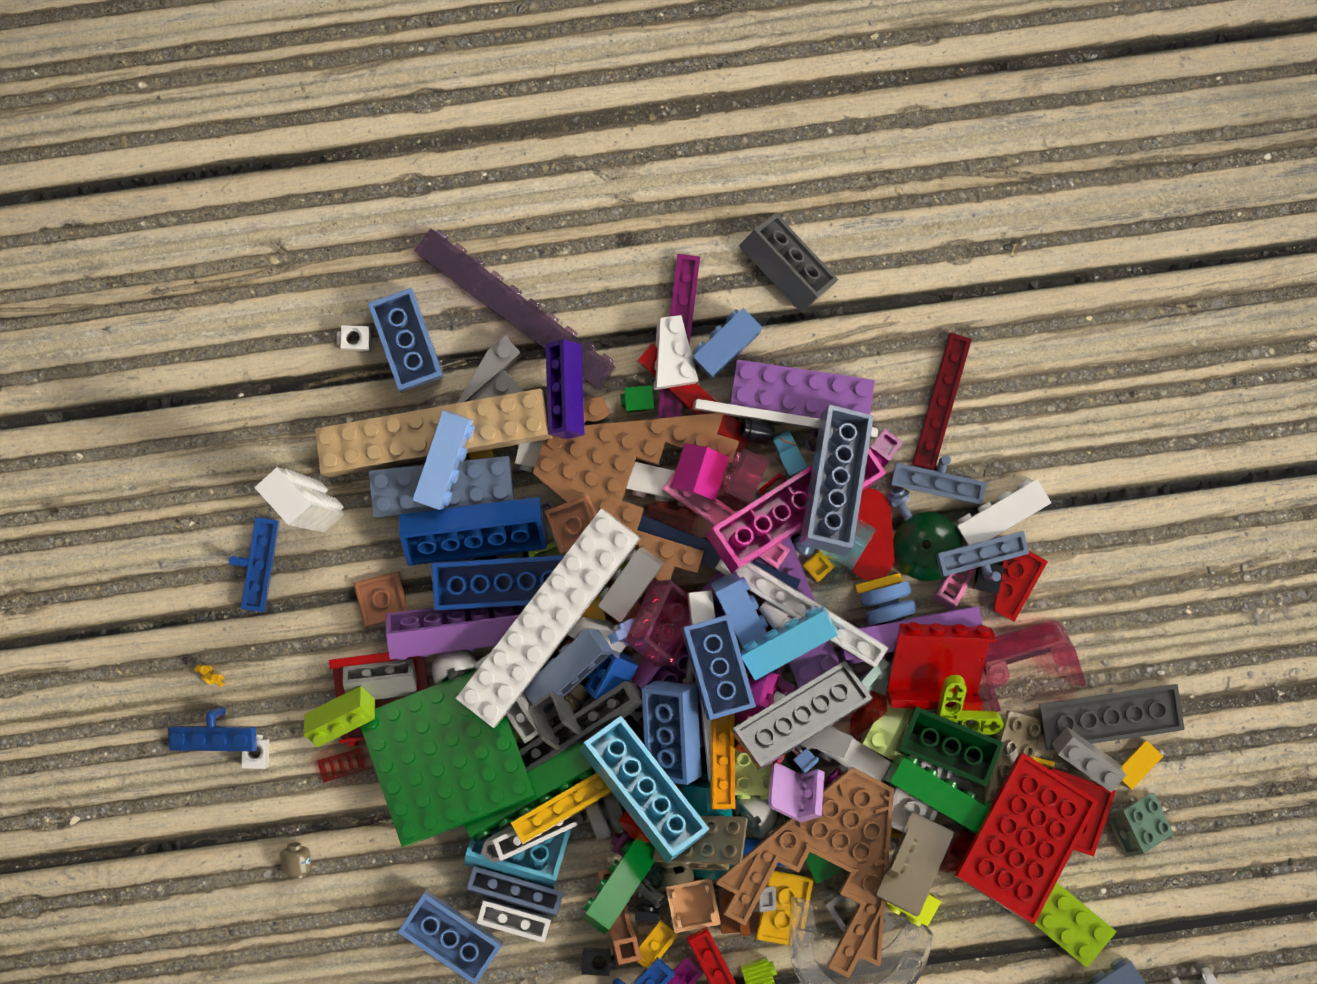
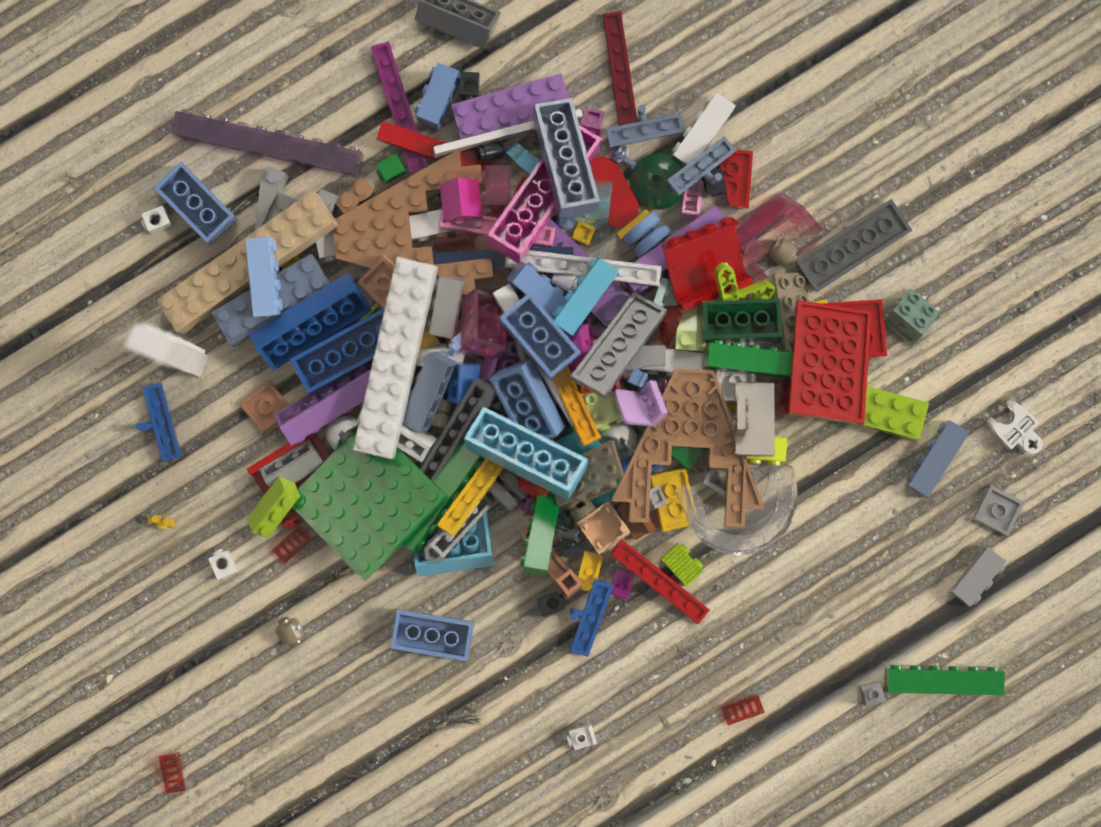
camera: 20 degrees left, 0 degrees up
(101, 938) = (178, 764): none -> clear red slope
(212, 736) = (184, 566): blue plate -> none
(514, 919) = (474, 600): white brick -> none
(515, 891) = (465, 578): sand blue brick -> none
(542, 717) = (425, 436): dark grey piece -> none
(564, 389) = (331, 184): dark purple brick -> none
(674, 357) = (403, 124): white wing -> none
(766, 336) = (469, 77): none -> black brick
(1030, 688) = (783, 252): none -> dark tan head
(1089, 759) = (850, 284): light grey brick -> none
(1140, 763) = (890, 272): yellow tile -> none

